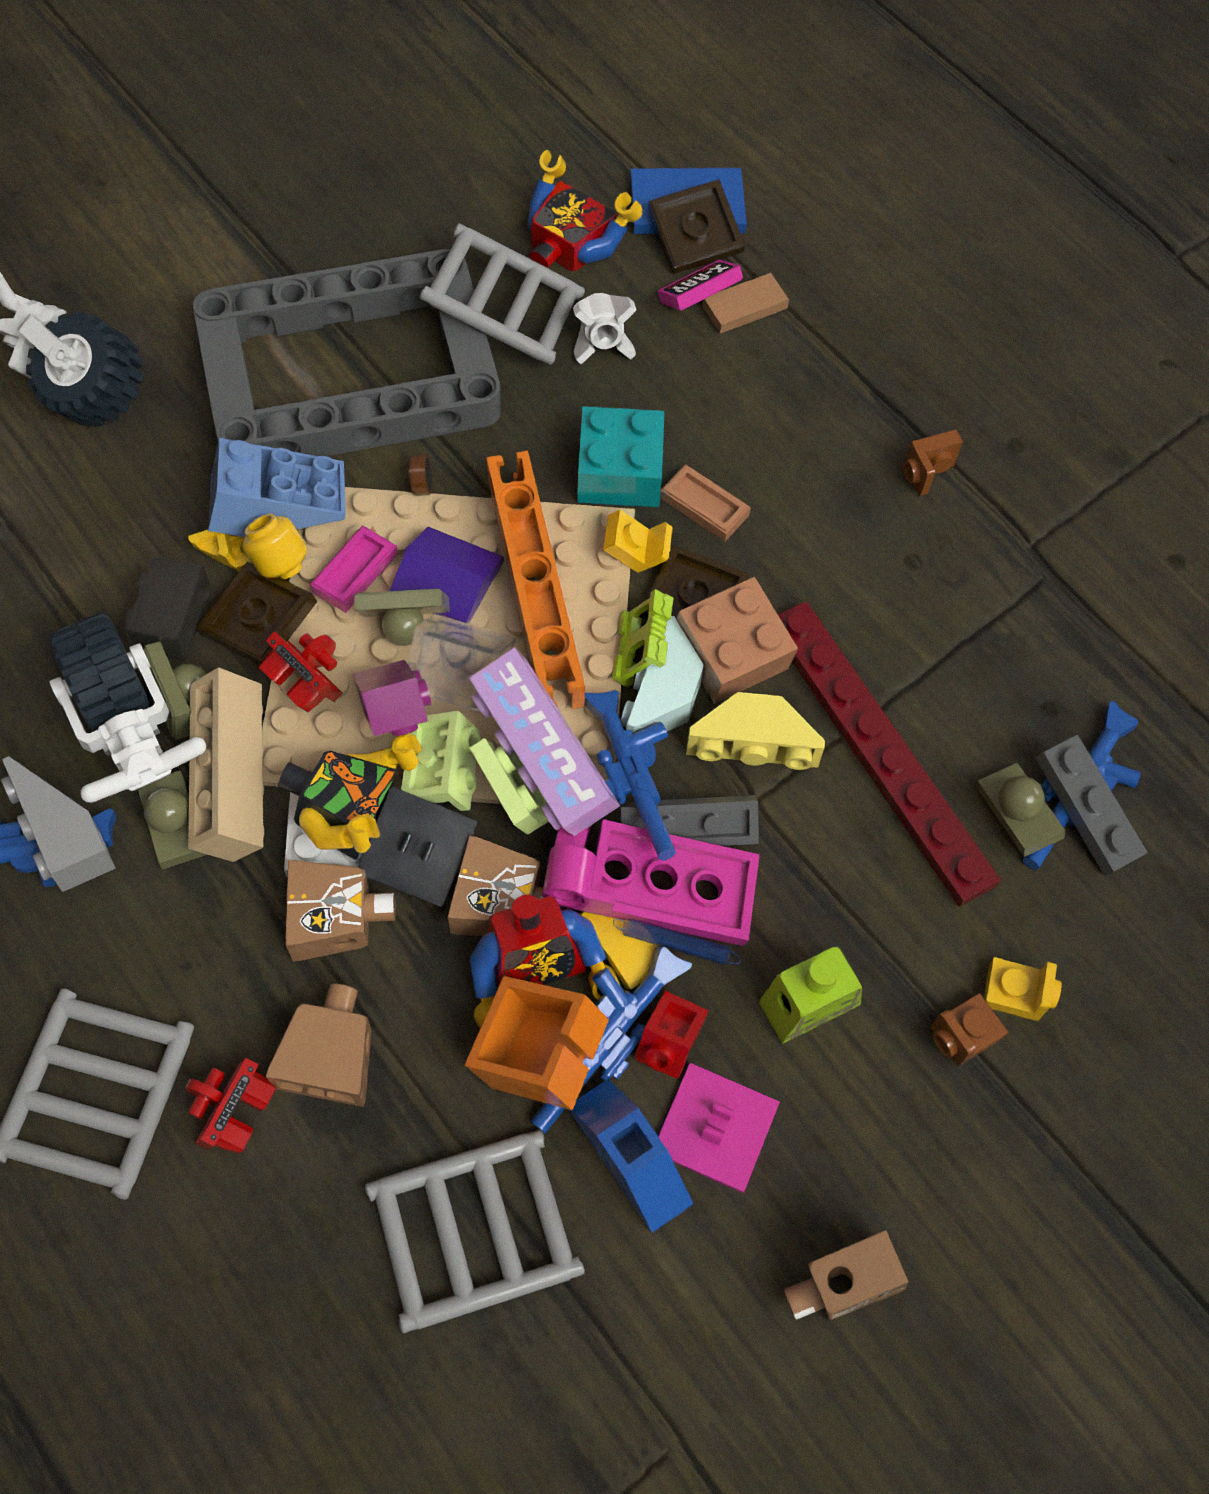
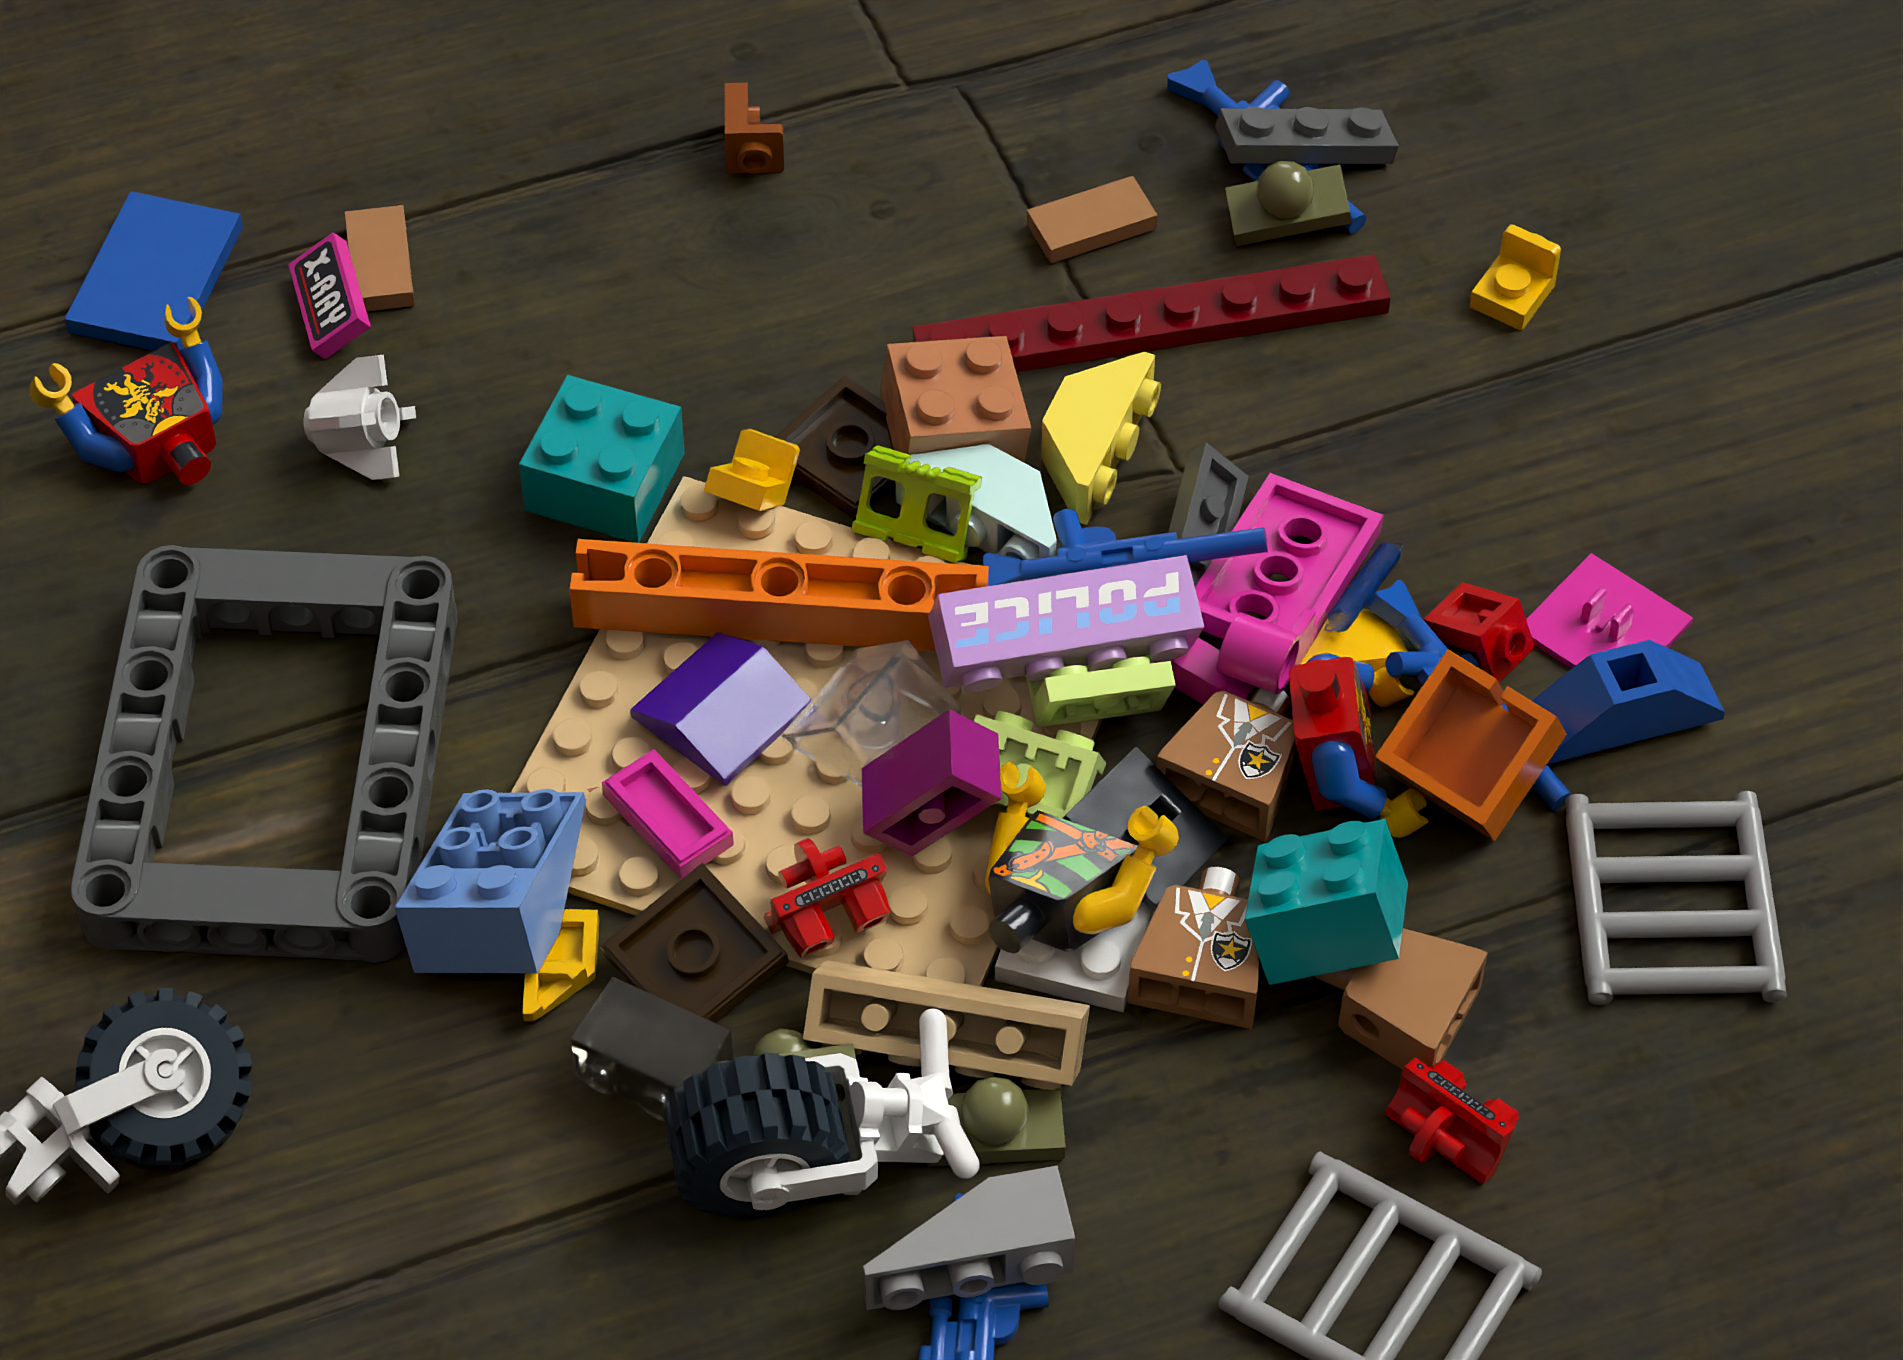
camera: 70 degrees left, 10 degrees down
(274, 546) = (607, 888): yellow head -> none
(365, 972) = (1327, 901): none -> teal brick
(401, 610) = (778, 757): olive tile -> none
(420, 474) = (530, 702): reddish brown tile -> none
(471, 312) = (284, 553): light grey bar -> none
(696, 226) = (225, 265): dark brown tile -> none
(705, 502) = (714, 391): nougat tile -> none
(816, 992) = (1474, 444): lime torso -> none
(870, 1267) = (1831, 521): medium nougat torso -> none
(955, 687) = (1091, 219): none -> medium nougat tile
(967, 1030) = (1553, 347): dark orange bracket -> none

